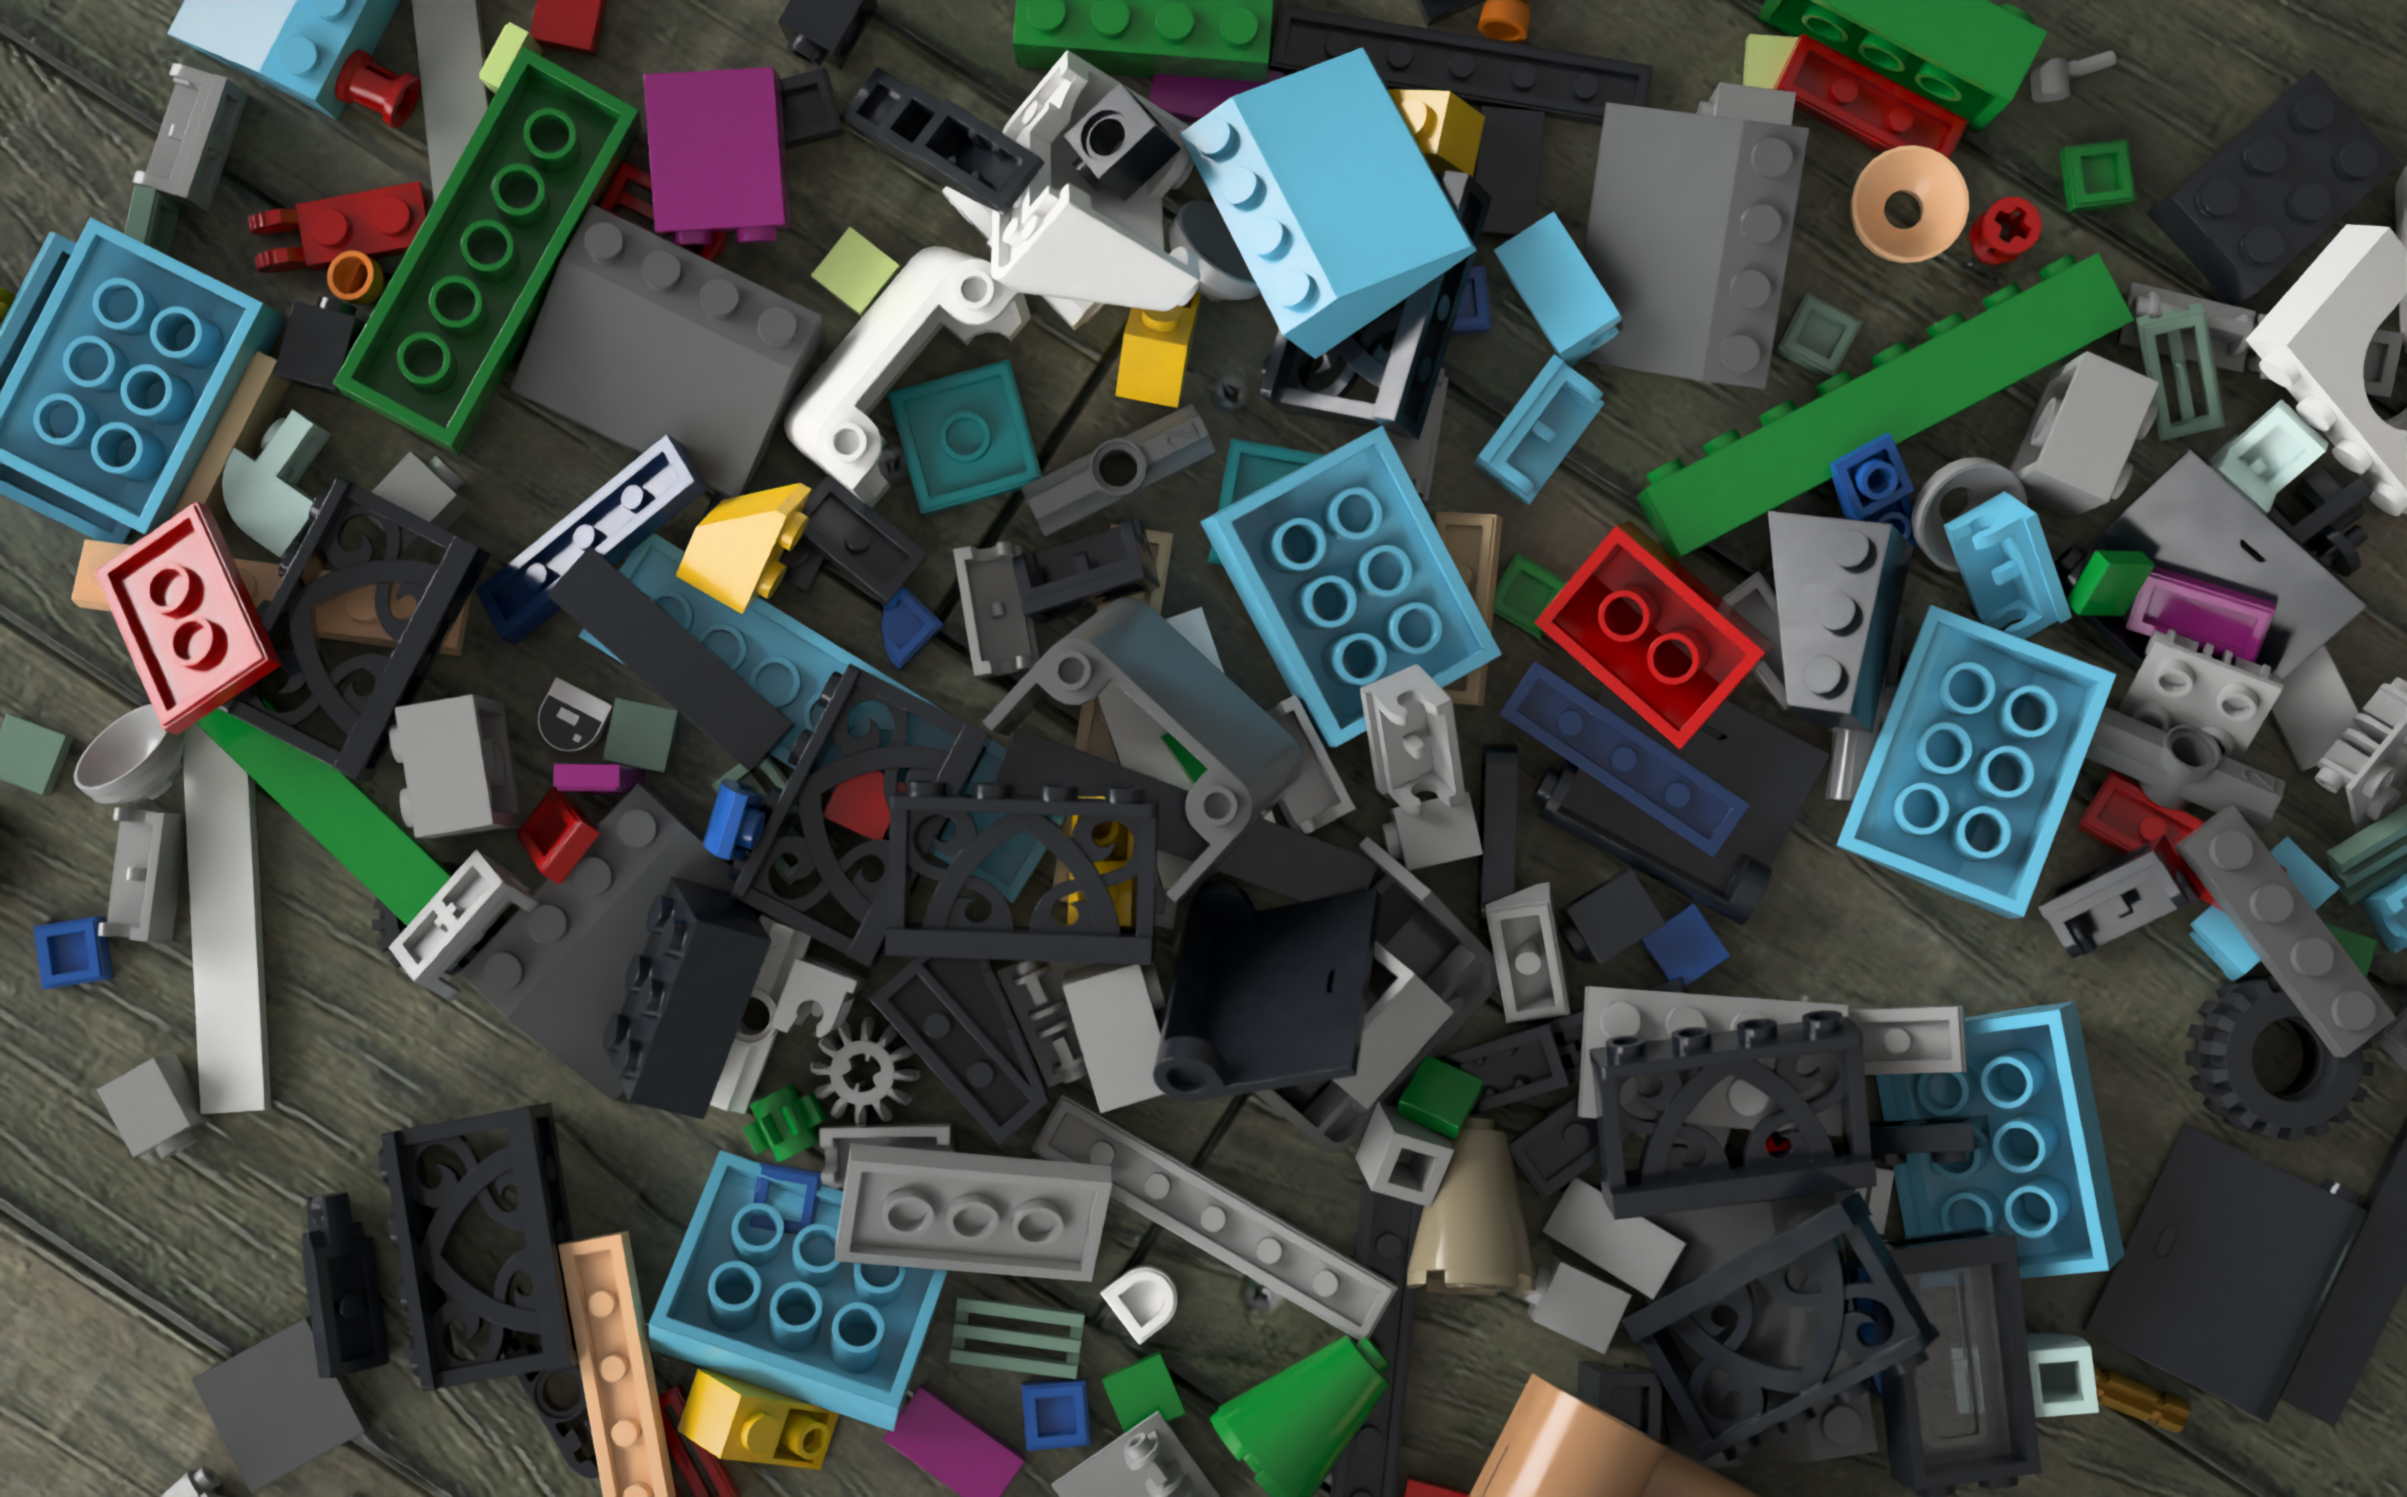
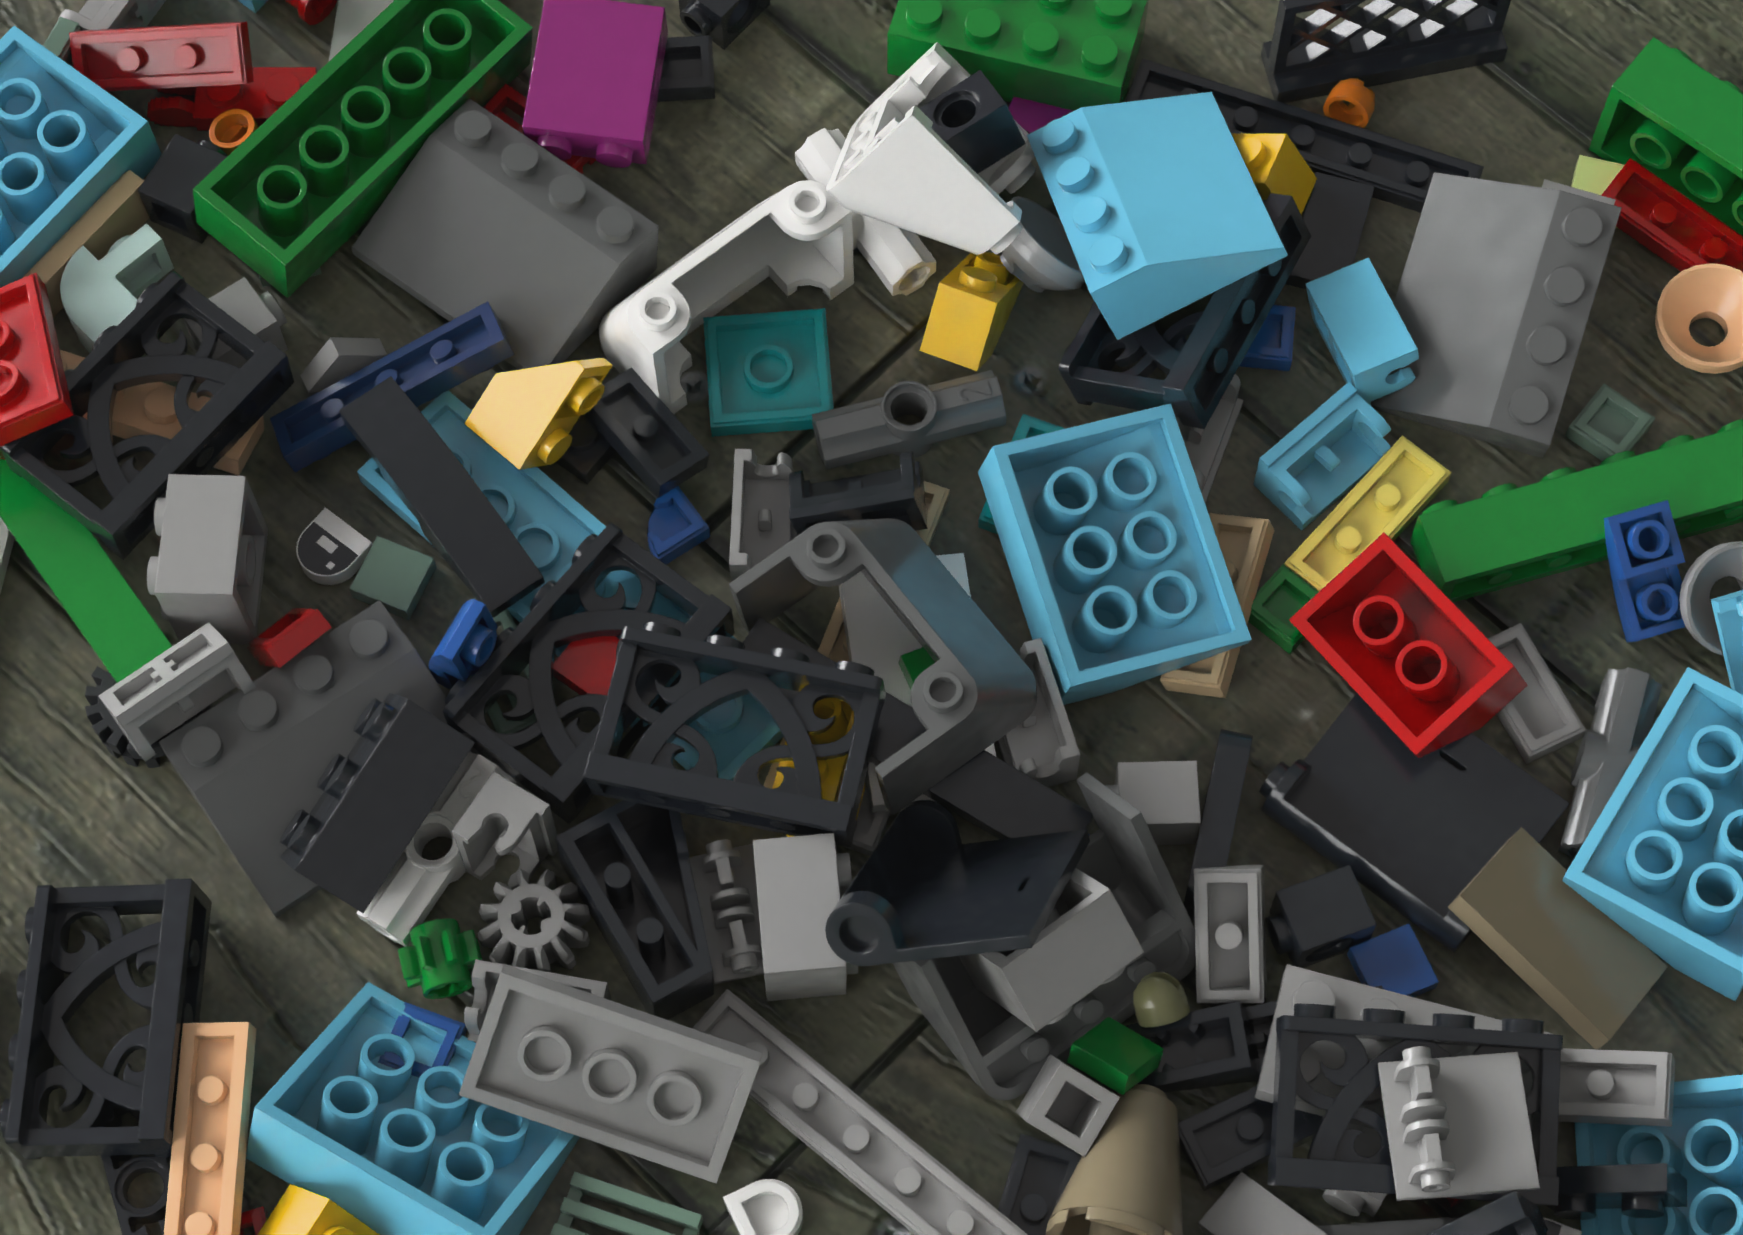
camera: 10 degrees right, 20 degrees down
(255, 213) = (164, 56): none -> tile
(533, 514) = (340, 359): none -> light grey tile
(597, 778) = (338, 586): magenta tile -> none
(856, 272) = (696, 211): yellowish green tile -> none
(942, 141) = (804, 97): black slope -> none
(1413, 739) = (1149, 693): light grey hinge -> none
(1473, 1034) = (1159, 1000): none -> olive hinge
(1592, 486) = (1380, 503): none -> light yellow tile
(1623, 758) = (1359, 765): dark blue plate -> none
(1776, 1137) = (1457, 1125): none -> light grey hinge
(1836, 613) = (1594, 656): wedge -> none
(1837, 903) = (1557, 939): none -> dark tan tile

